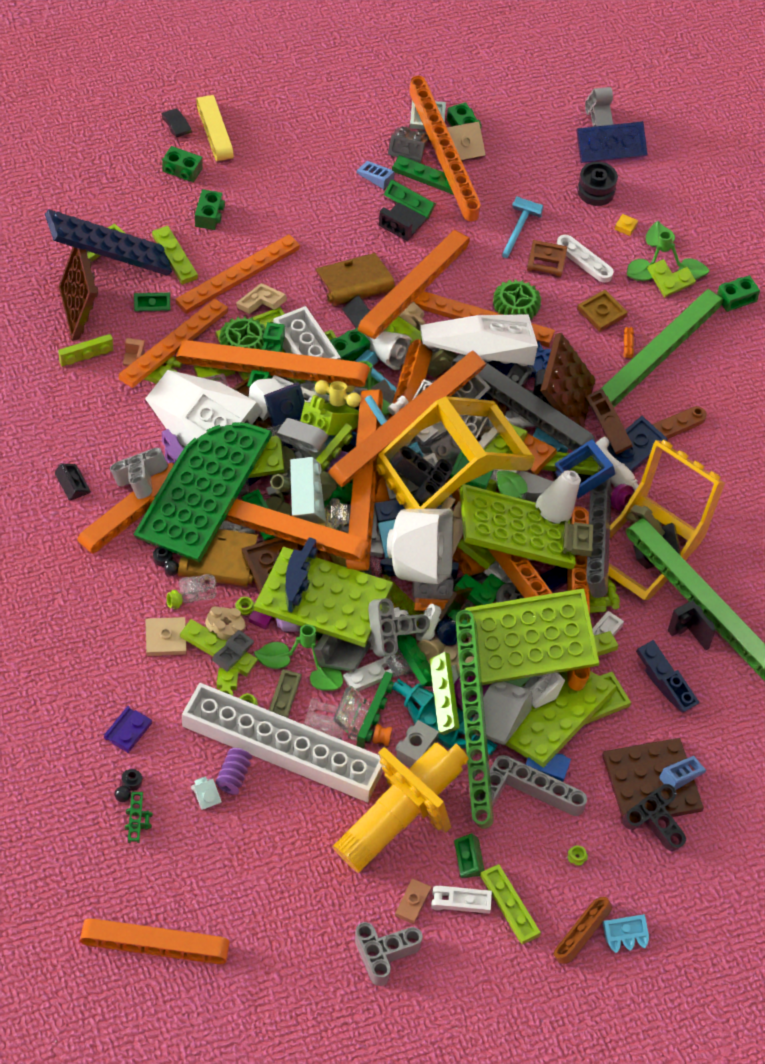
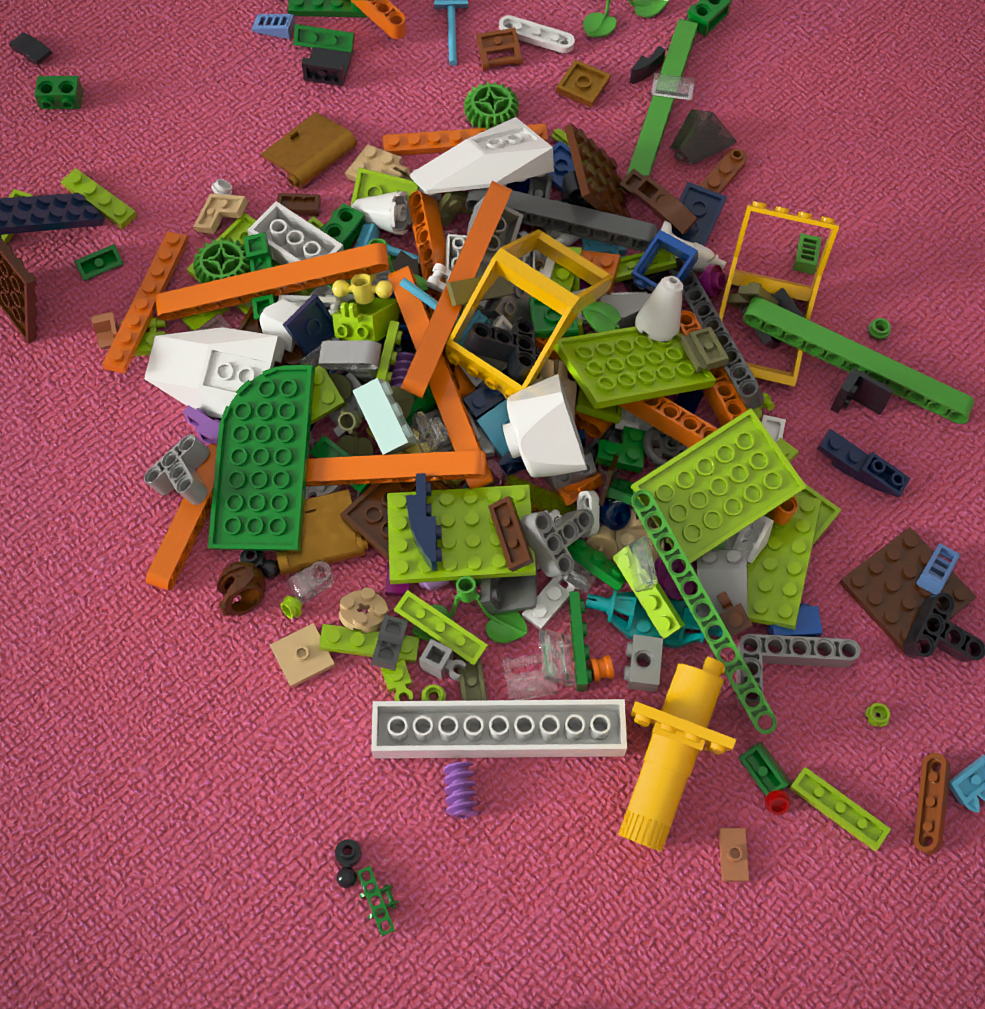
camera: 20 degrees left, 10 degrees up
(72, 481) = (106, 512): black slope -> none
(85, 350) = (50, 349): lime plate -> none
(128, 729) = (313, 790): dark purple plate -> none
(136, 565) = (242, 580): none -> reddish brown helmet
(206, 792) = (440, 830): light aqua bracket -> none
(209, 209) = (113, 132): green brick -> none
(214, 128) = (75, 39): light yellow beam -> none
(237, 274) = (178, 194): orange plate -> none
(245, 601) = (374, 573): lime plate -> none
(263, 678) = (438, 660): none -> light grey brick
(272, 281) = (222, 187): none -> white plate
(276, 656) = (441, 627): none -> lime plate
(327, 317) = (301, 203): none -> reddish brown plate
(356, 311) = (333, 187): black slope -> none
(358, 607) = (510, 533): none -> reddish brown plate
(384, 954) = (734, 935): light grey beam -> none
(406, 418) = (462, 290): none -> olive tile
(413, 284) = (378, 133): orange beam -> none
(445, 668) = (641, 564): none -> clear slope
(461, 899) = (786, 827): white plate -> none
(465, 879) = (777, 802): none -> red plate
(495, 733) = (734, 617): none -> reddish brown plate
(628, 342) = (627, 107): orange axle -> none
(659, 317) = (646, 67): none -> black slope
(670, 282) = (632, 26): lime plate -> none
(671, 339) = (673, 86): none -> clear slope
(673, 388) = (700, 137): none -> clear smoke slope
(721, 510) = (804, 265): none -> bright green slope
(741, 582) = (879, 323): none -> bright green plate

